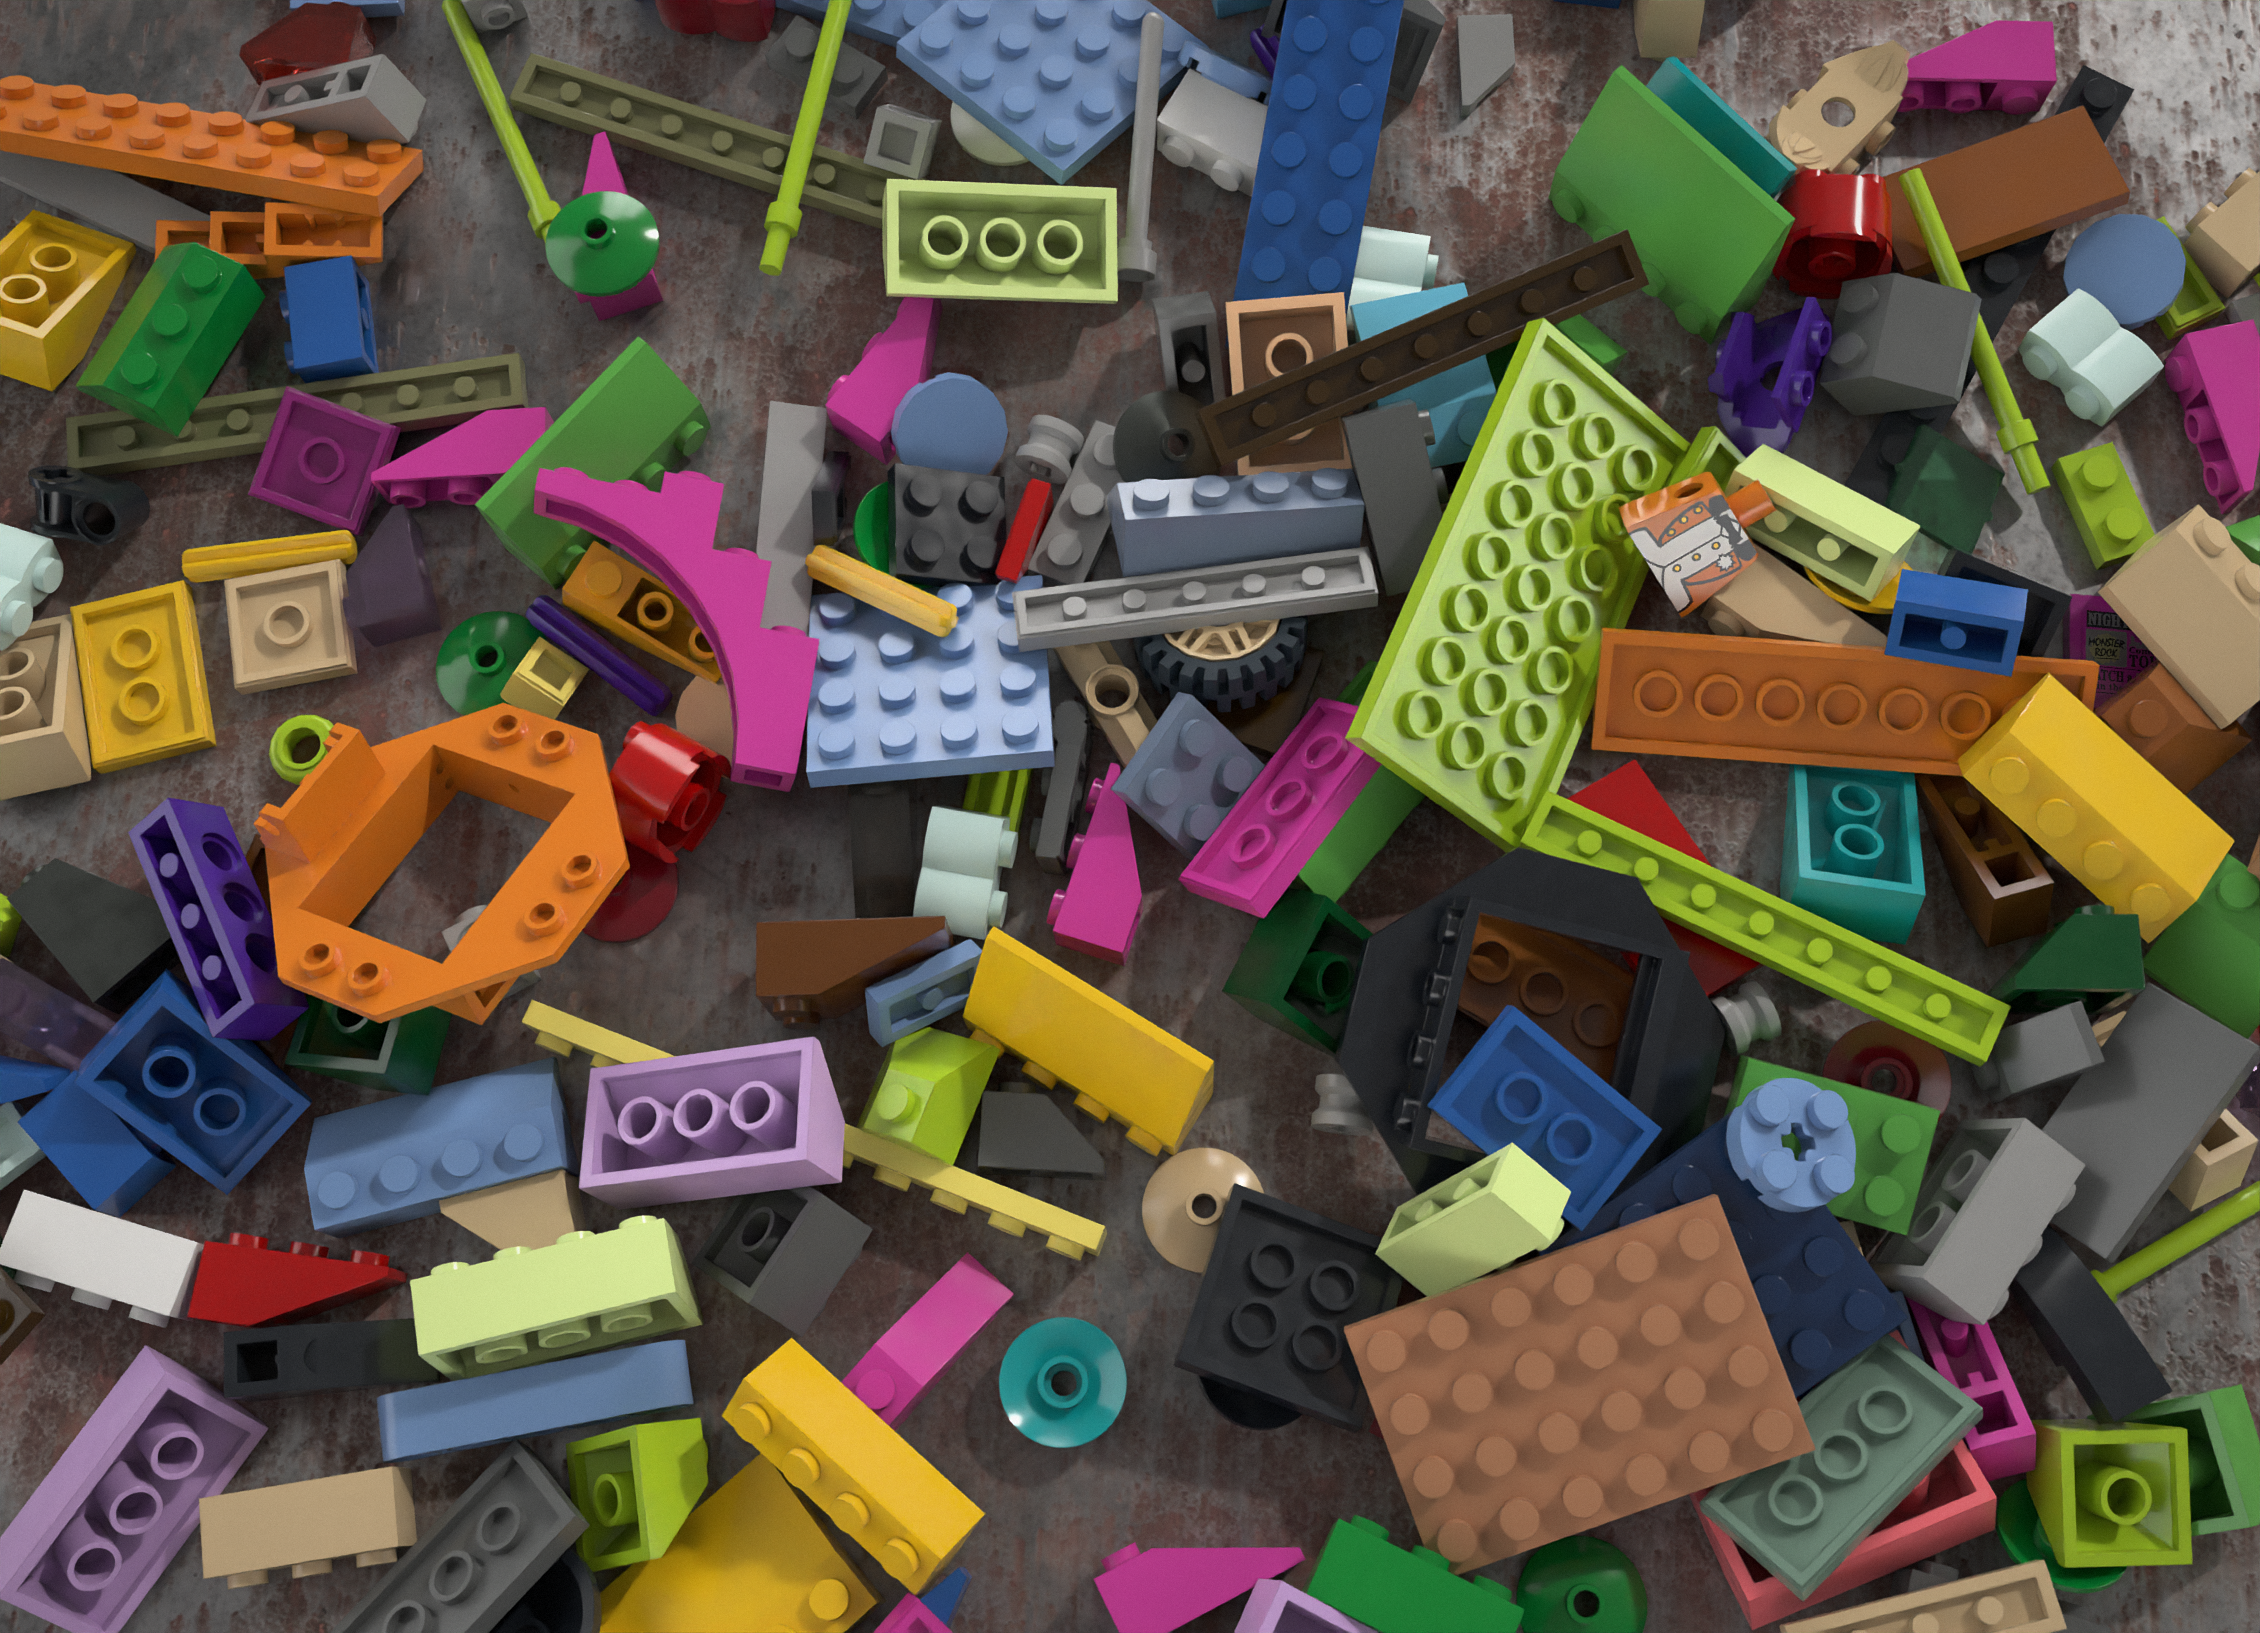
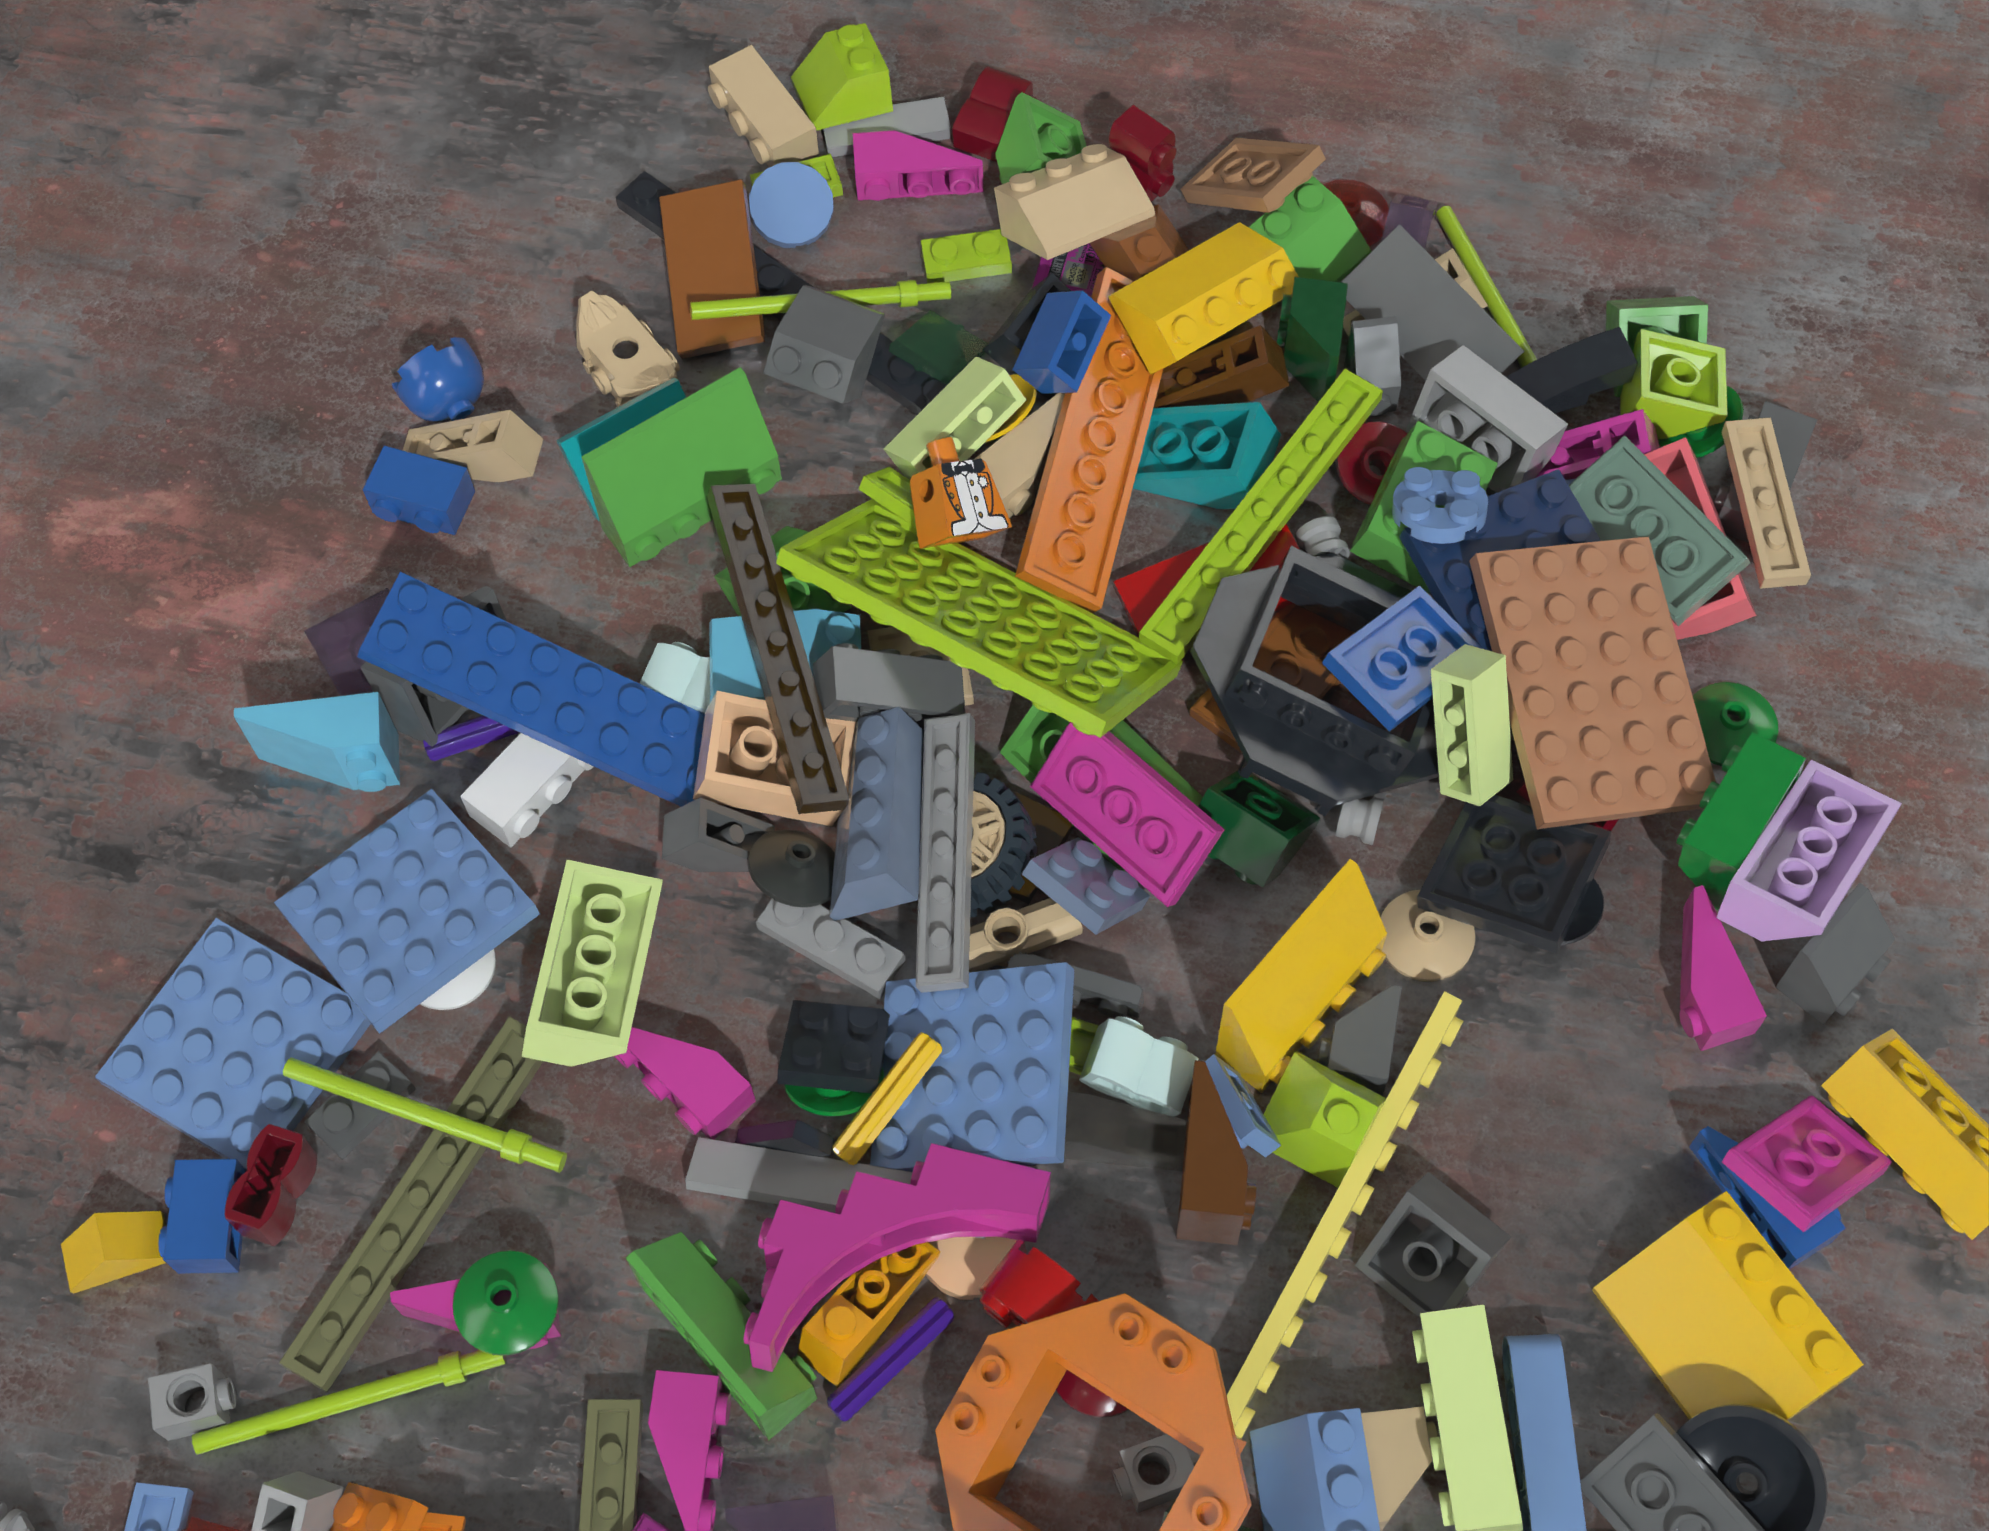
camera: 85 degrees left, 10 degrees down
(458, 668) = (888, 1484): green dish -> none
(544, 680) = (909, 1408): light yellow slope -> none
(636, 1489) = (1622, 1381): lime slope -> none
(712, 1125) = (1337, 1279): lavender slope -> none
(853, 1466) = (1622, 1195): yellow slope -> none
(902, 141) = (465, 1036): light grey brick -> none
(927, 1341) = (1524, 1151): dark pink slope -> none
(950, 425) = (747, 1029): medium blue tile -> none
(1026, 530) = (849, 984): red tile -> none
(1028, 1375) = (1559, 1025): teal dish -> none
(1049, 449) = (777, 959): light grey wheel -> none
(1104, 892) = (1164, 962): dark pink slope -> none
(1134, 253) = (512, 841): light grey piece -> none
(1225, 71) = (472, 766): medium blue tile -> none
(1483, 56) = (508, 587): light grey tile -> none
(1751, 350) = (793, 426): dark purple piece -> none
(1837, 232) = (719, 352): red brick -> none
(1990, 68) = (606, 246): dark pink slope -> none
(2089, 358) = (853, 239): light aqua brick -> none

